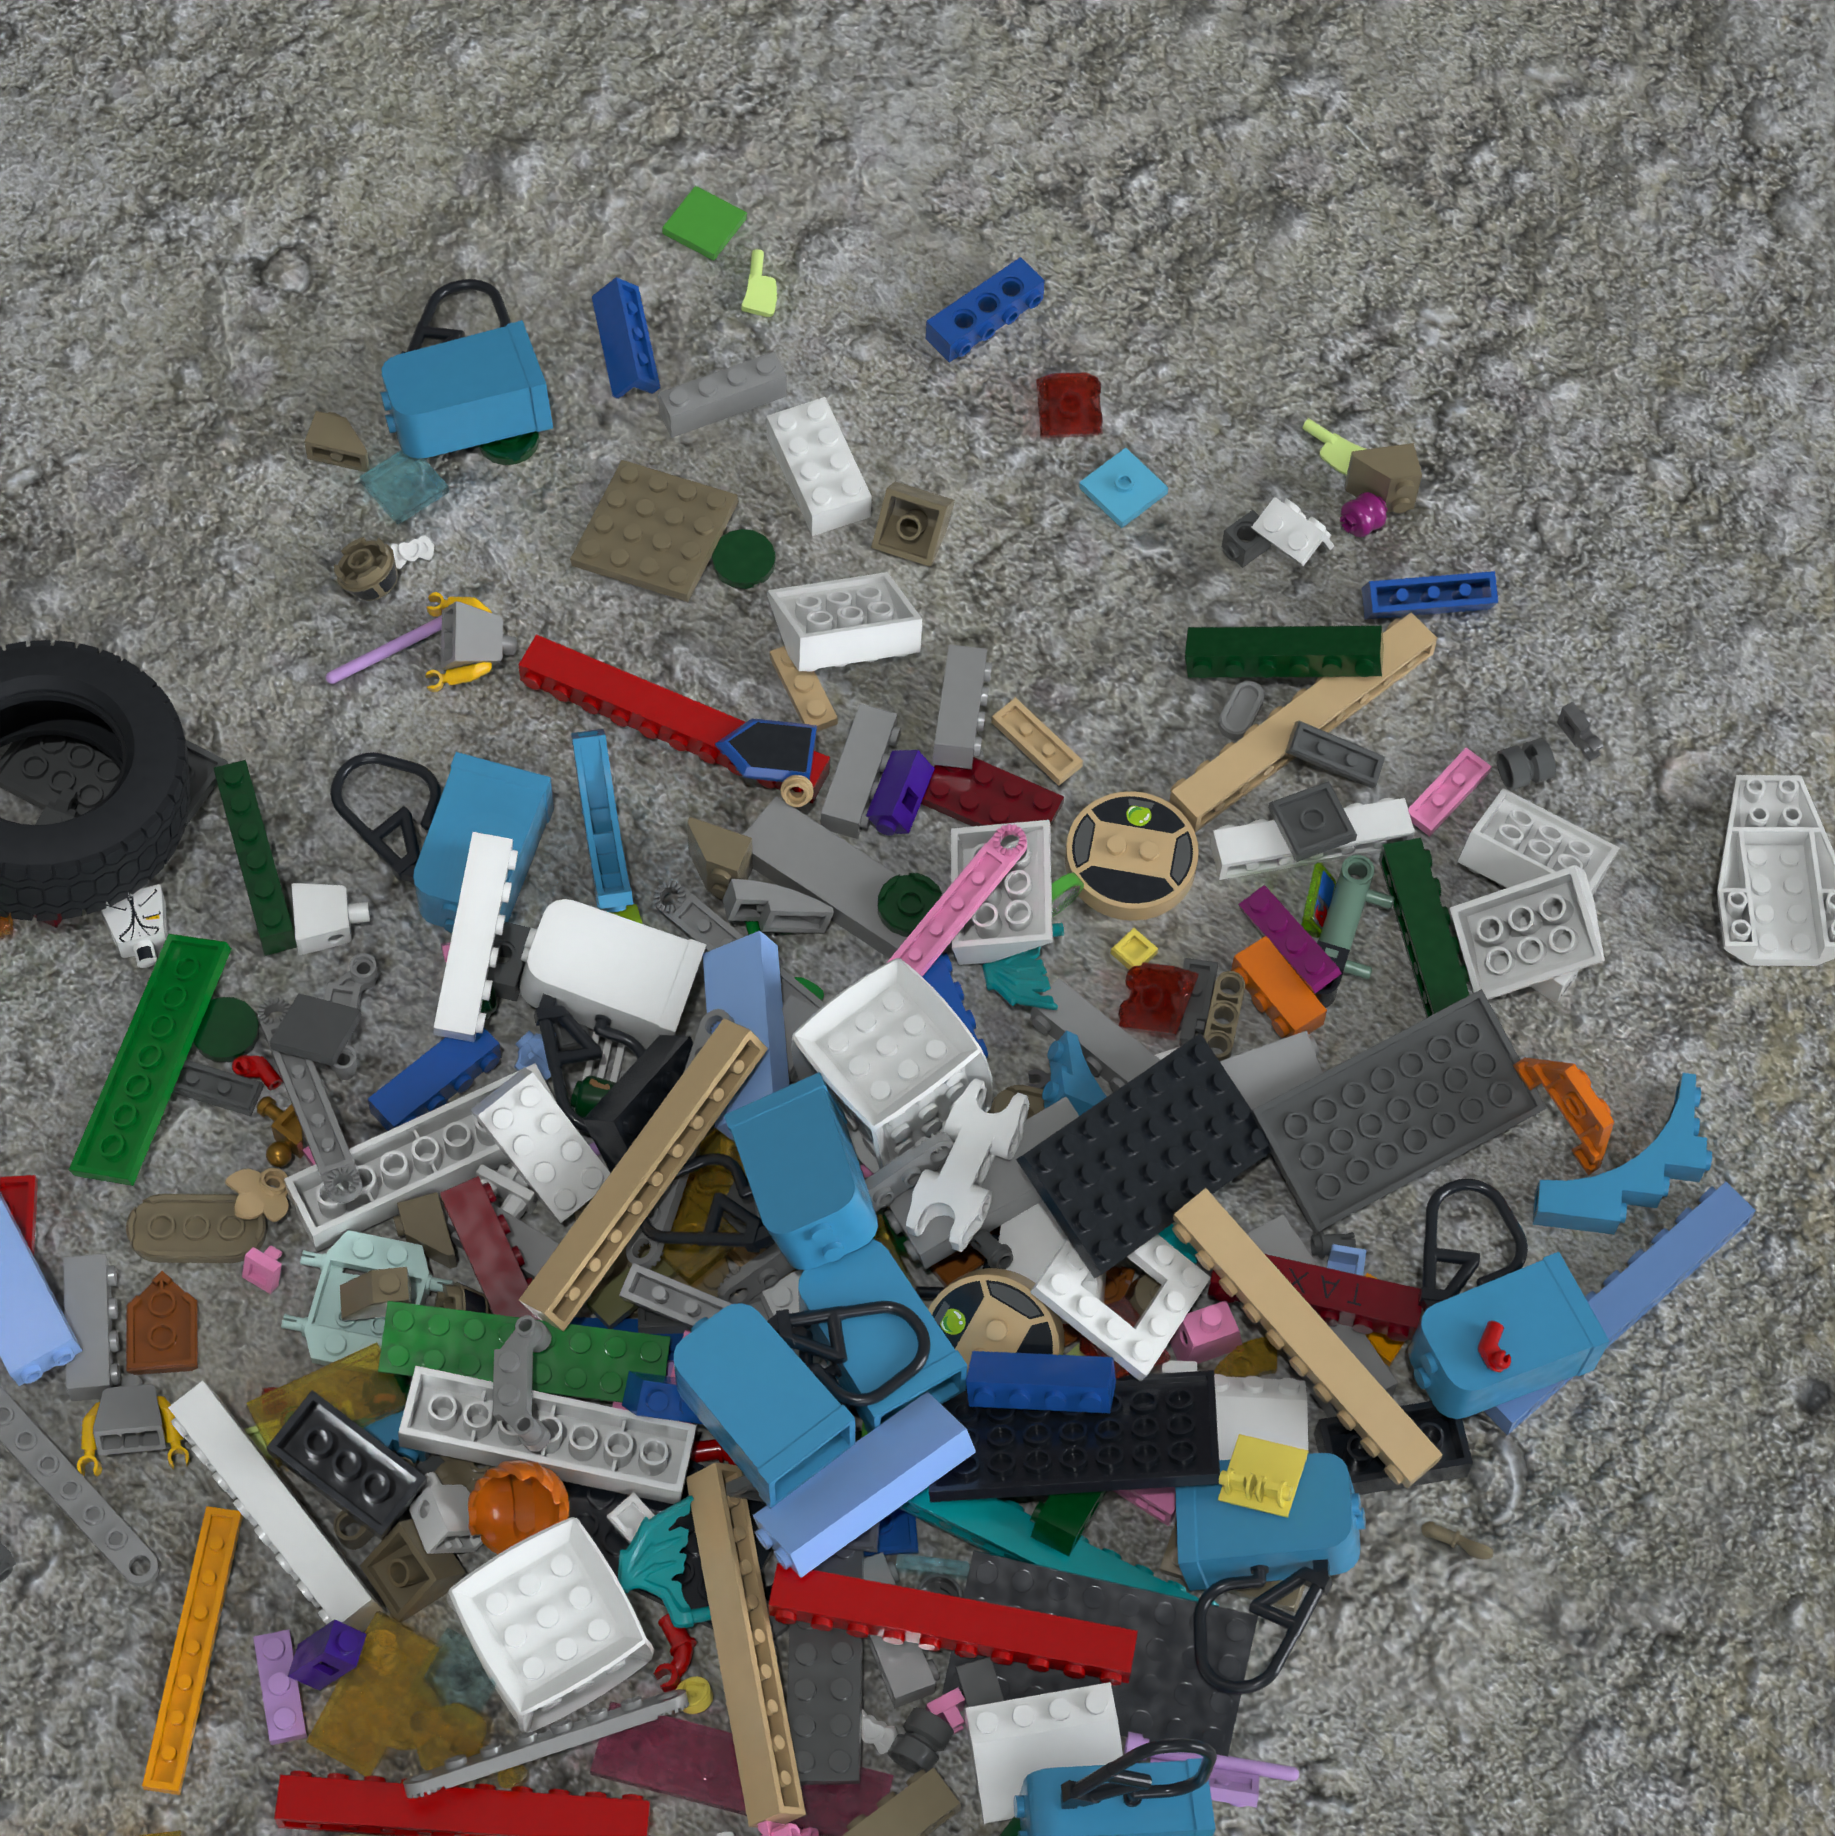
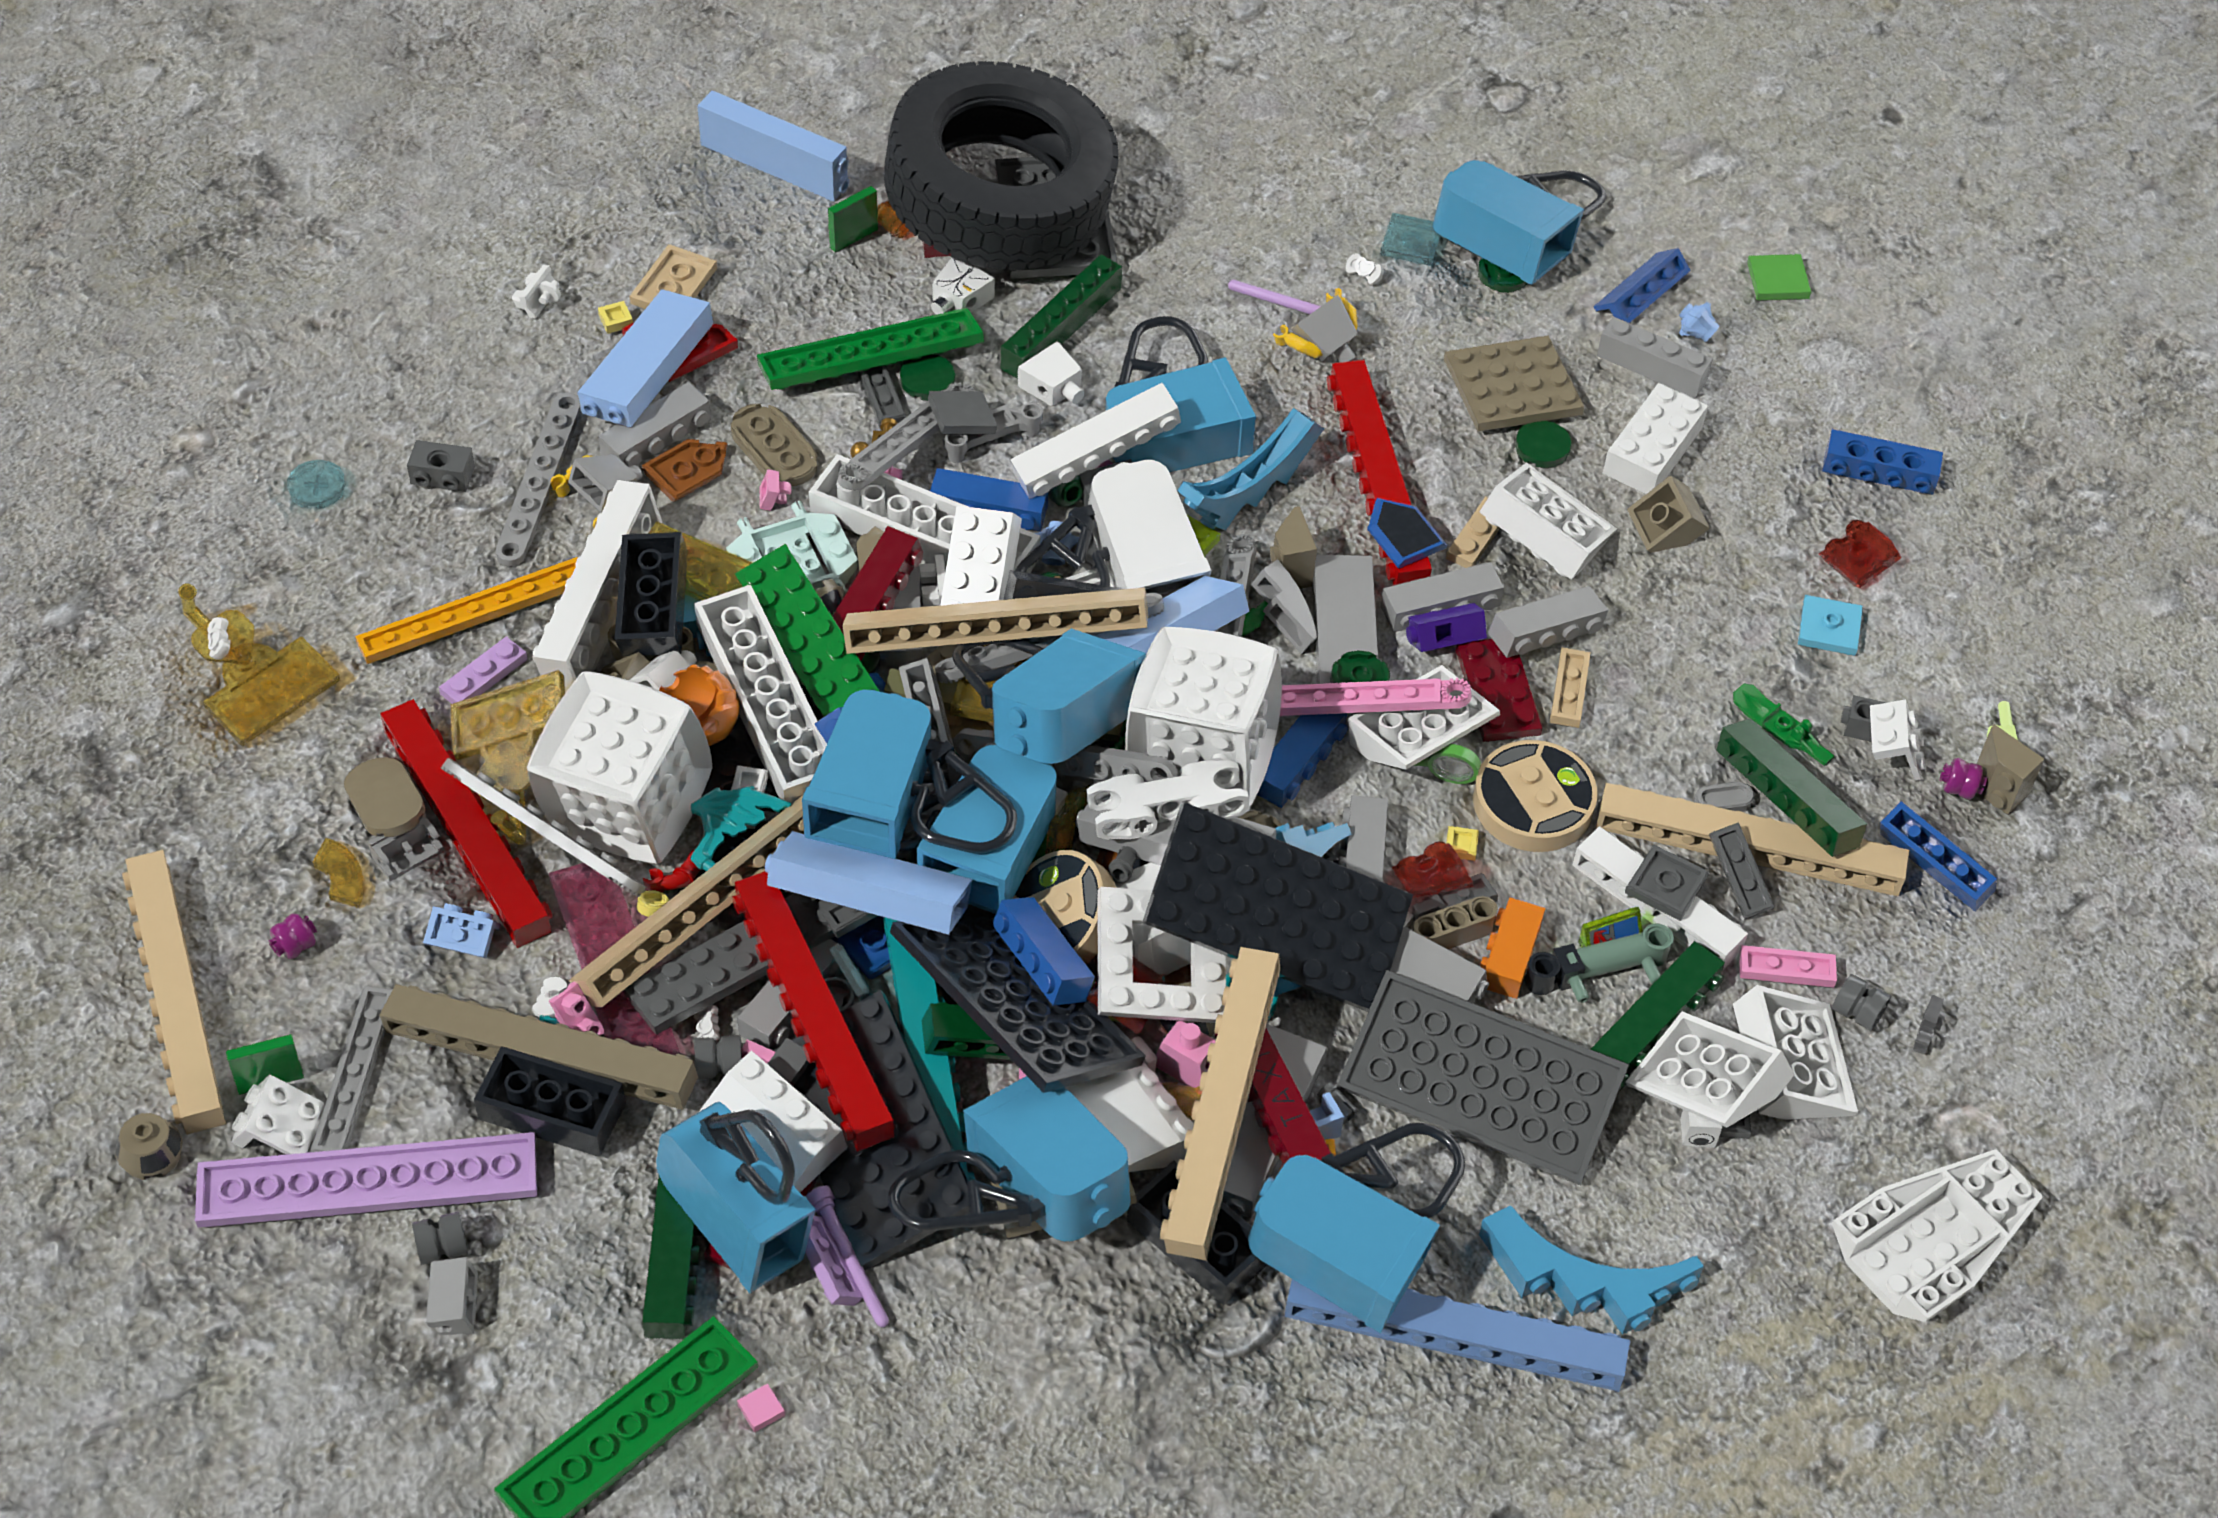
camera: 55 degrees right, 10 degrees down
(256, 1196) = (820, 455): tan plate -> none
(257, 1067) = (910, 401): red arm -> none
(335, 442) = (1403, 184): dark tan slope -> none
(335, 1647) = (514, 667): dark purple brick -> none
(367, 569) = (1324, 251): dark tan cone -> none
(369, 1293) = (805, 549): dark tan slope -> none
(514, 1381) = (782, 640): light grey plate -> none
(710, 327) = (1698, 321): none -> light blue rock
(761, 290) = (1762, 335): yellowish green piece -> none
(793, 798) = (1384, 562): tan plate -> none
(1021, 977) = (1373, 778): teal animal -> none
(1181, 609) = (1769, 715): none -> green piece
(1262, 1475) = (1071, 1116): light yellow hinge -> none
(1290, 939) = (1558, 926): magenta plate -> none
(1454, 1538) = (1164, 1325): dark tan piece -> none
(1490, 1351) = (1308, 1213): red arm -> none
(1577, 1102) = (1584, 1188): orange wing -> none

